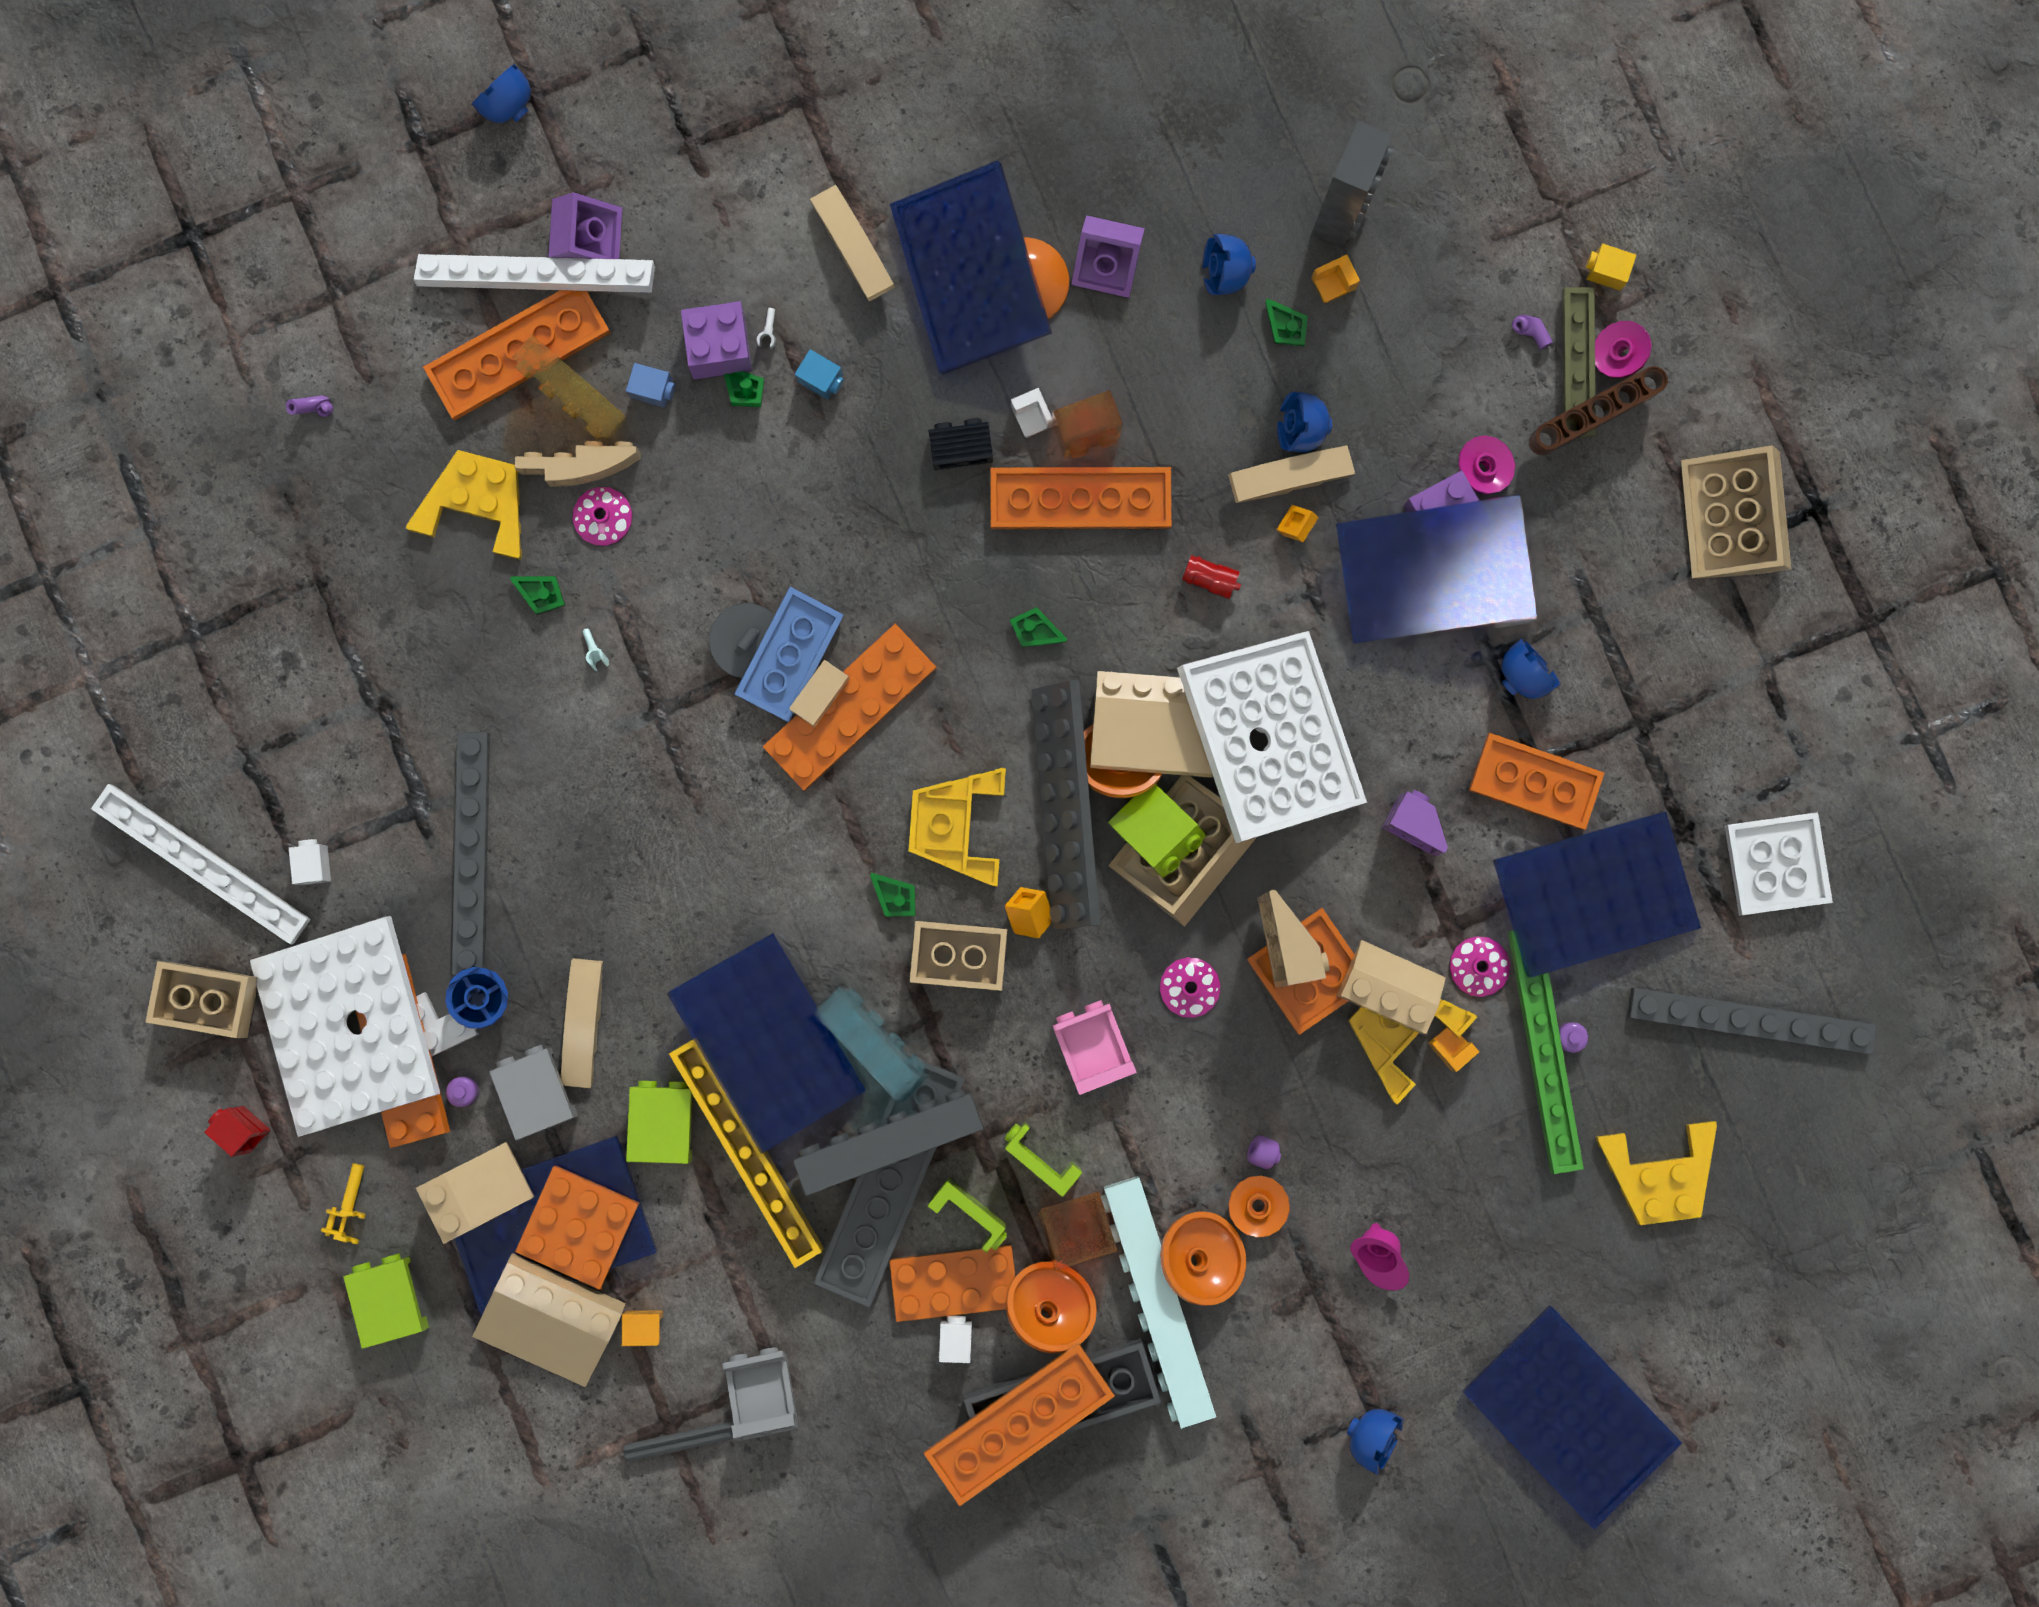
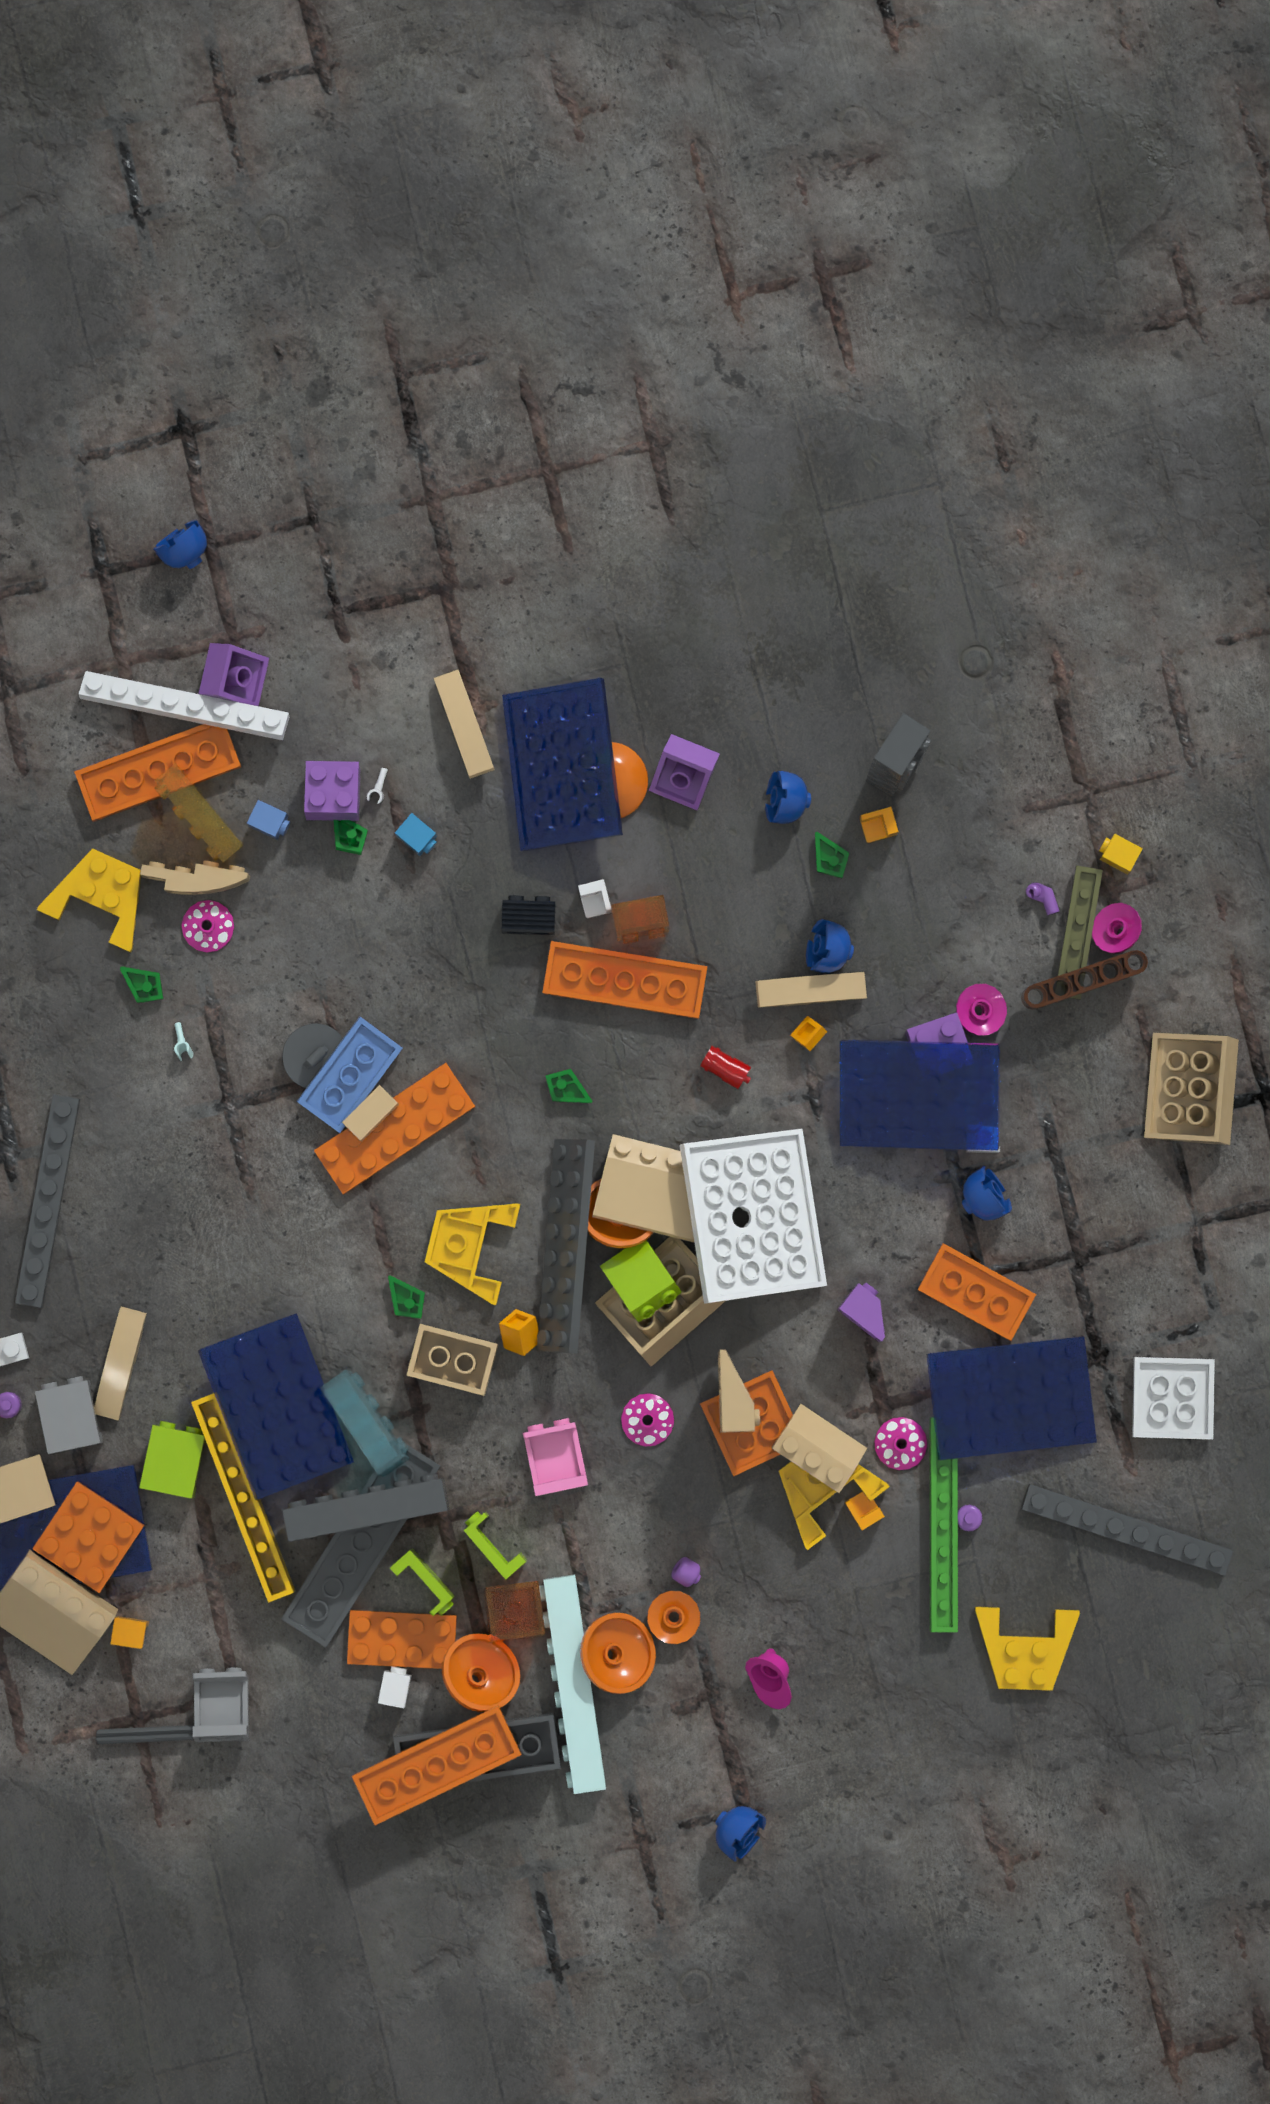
camera: 10 degrees right, 0 degrees up
(476, 997) = (34, 1327): blue cylinder -> none
(1572, 1417) = (910, 1842): clear blue plate -> none

